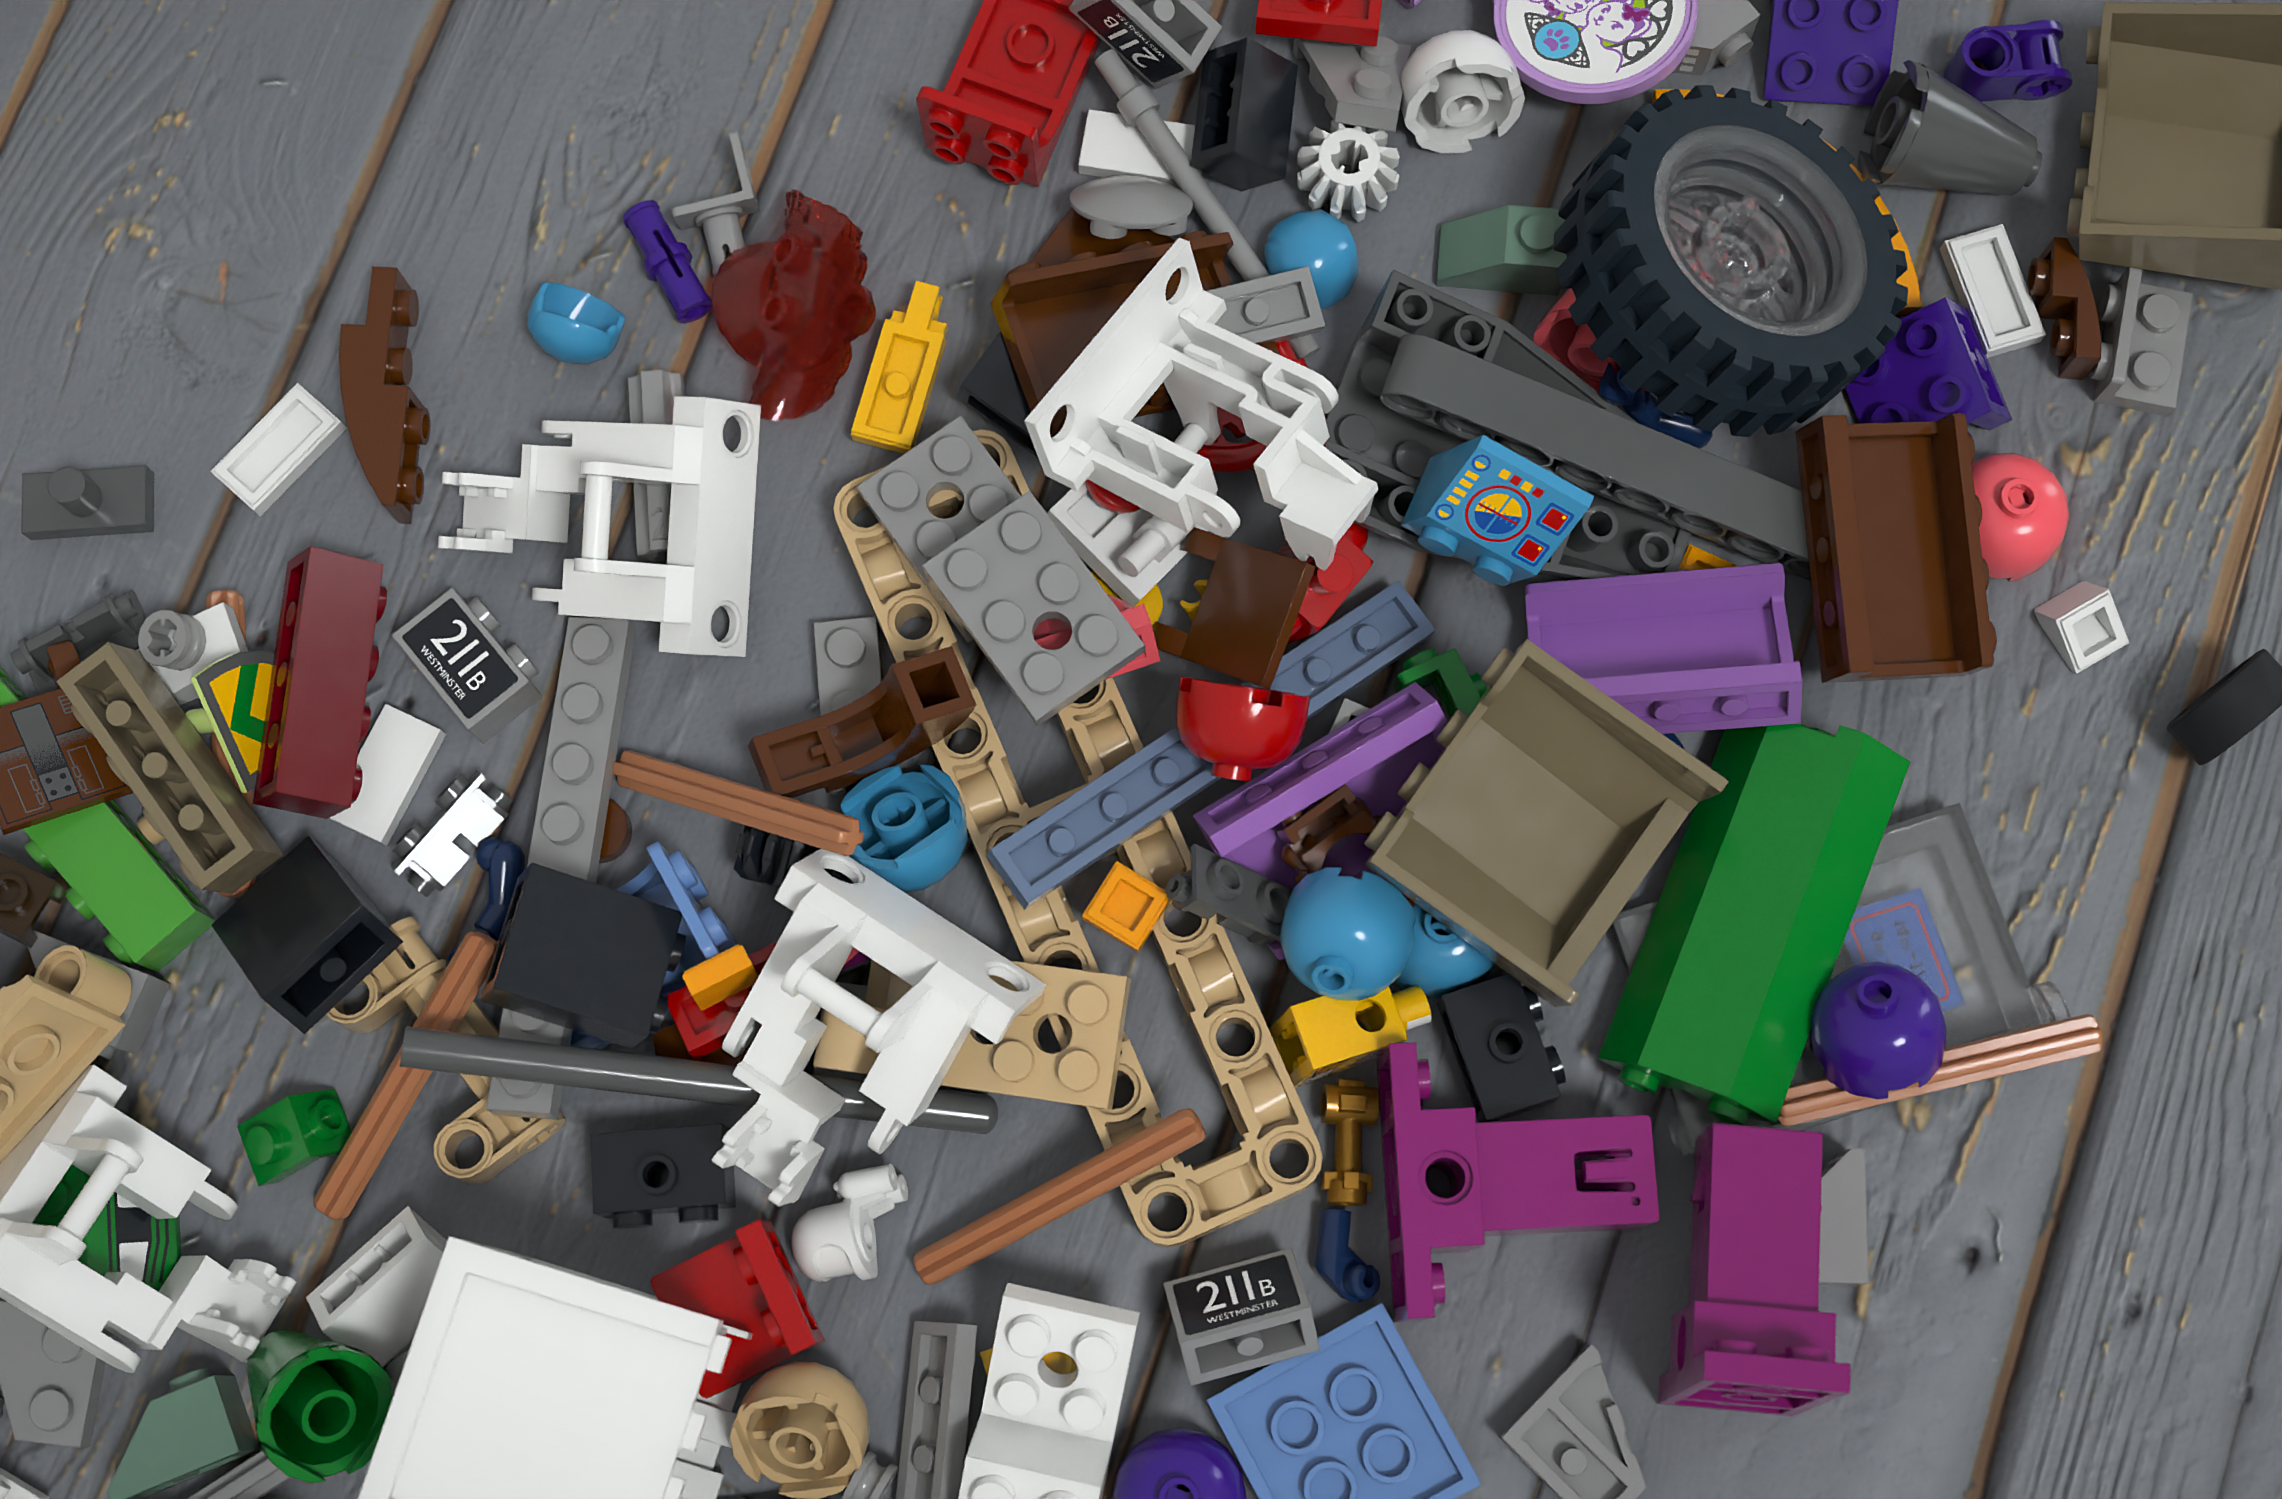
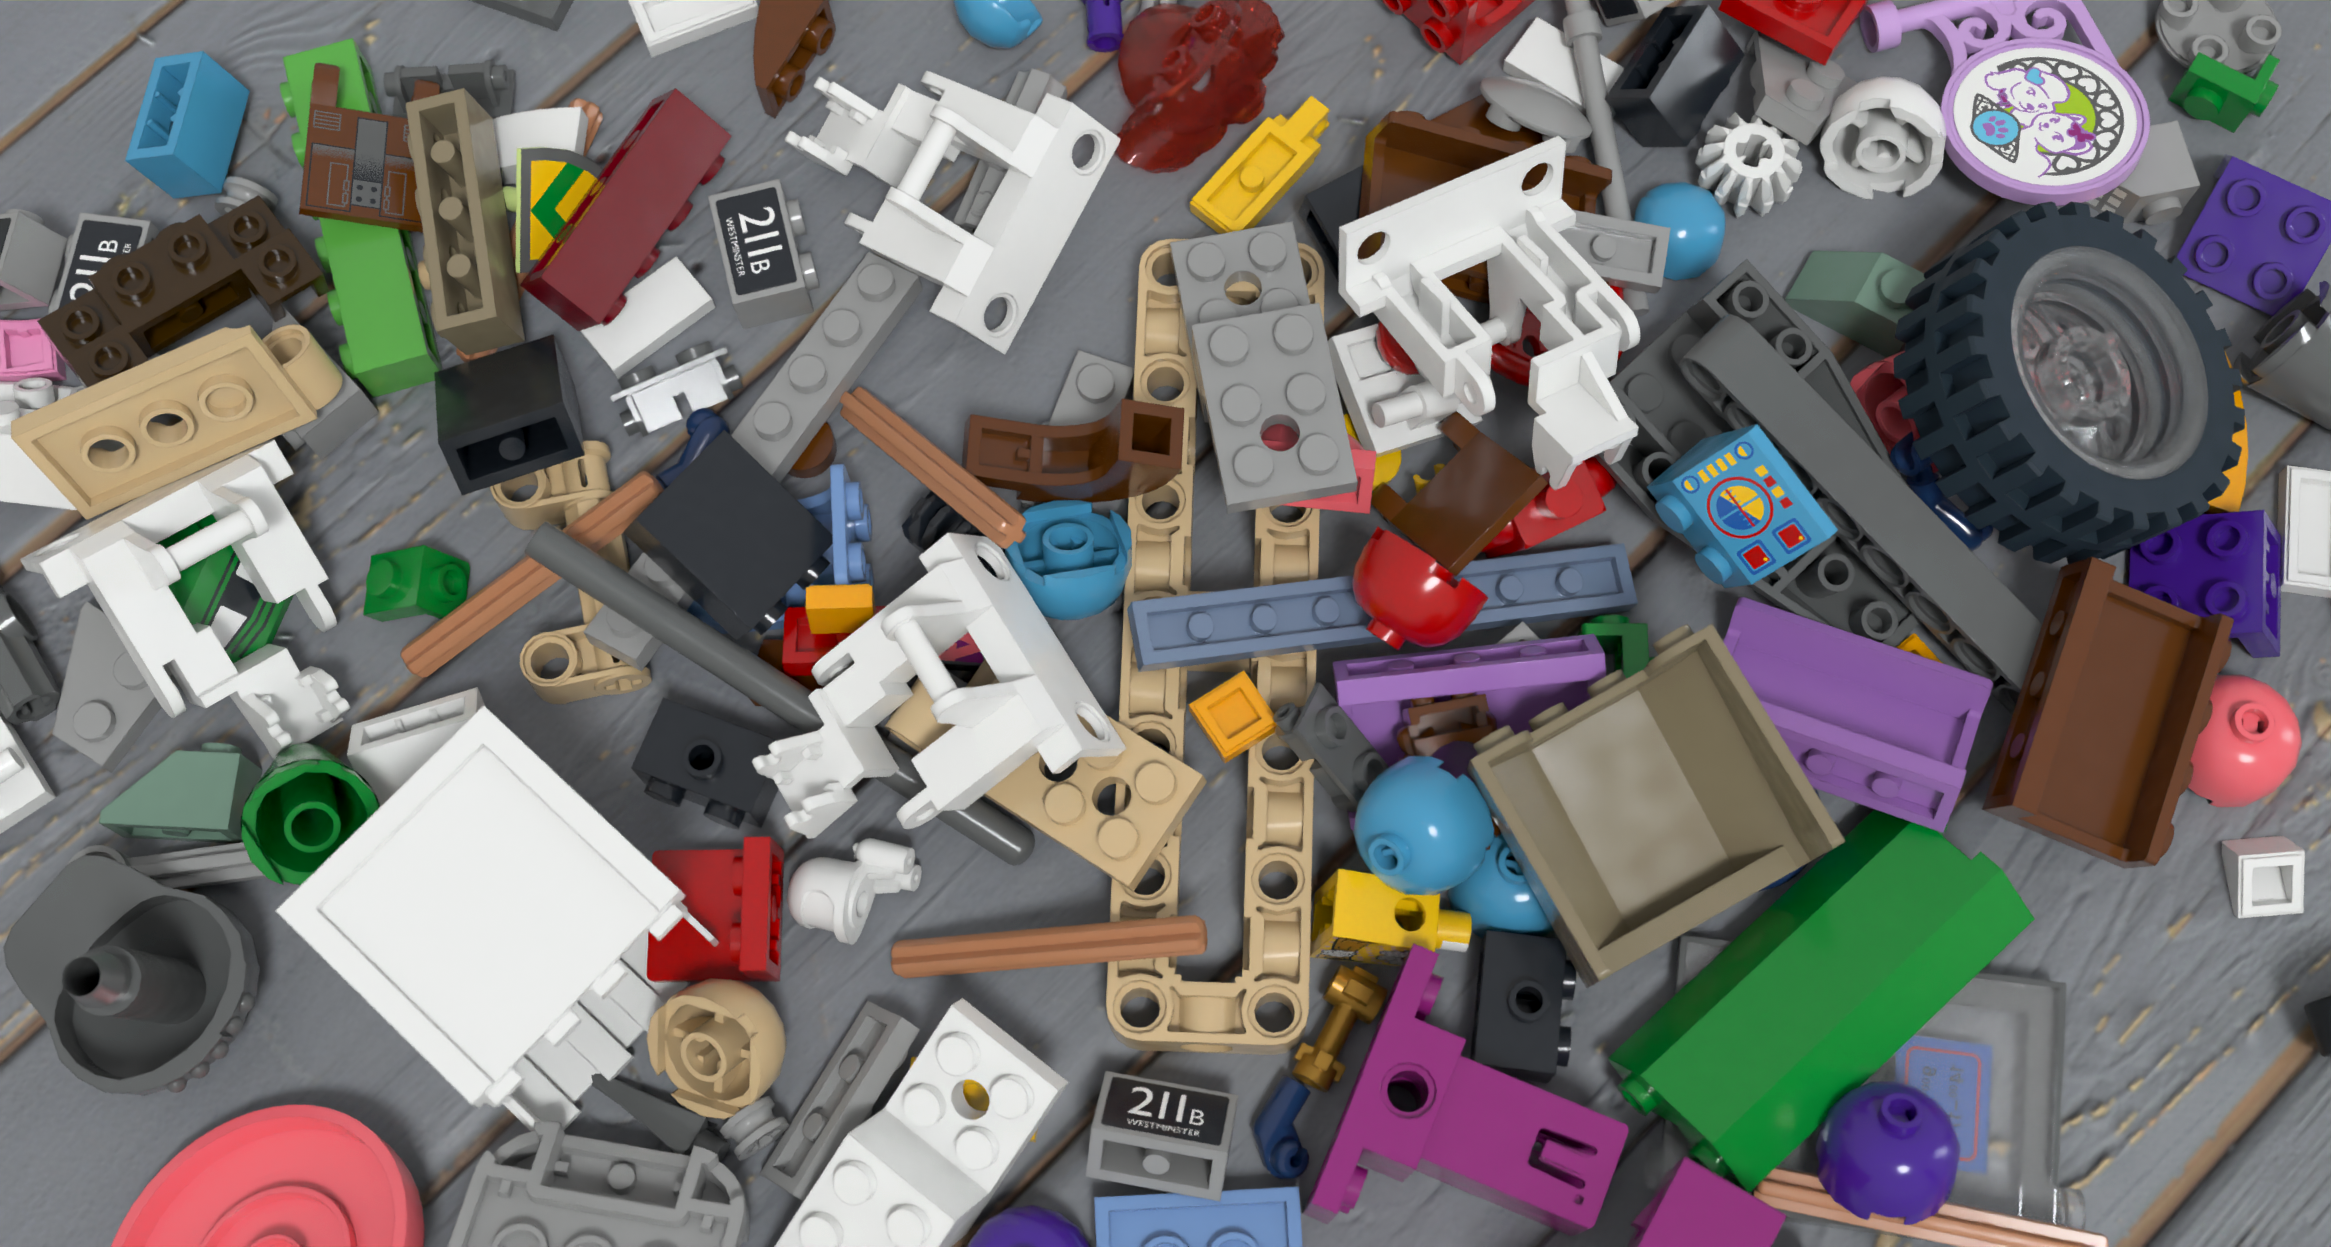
camera: 25 degrees right, 5 degrees down
(155, 643) = (522, 118): light grey bush -> none

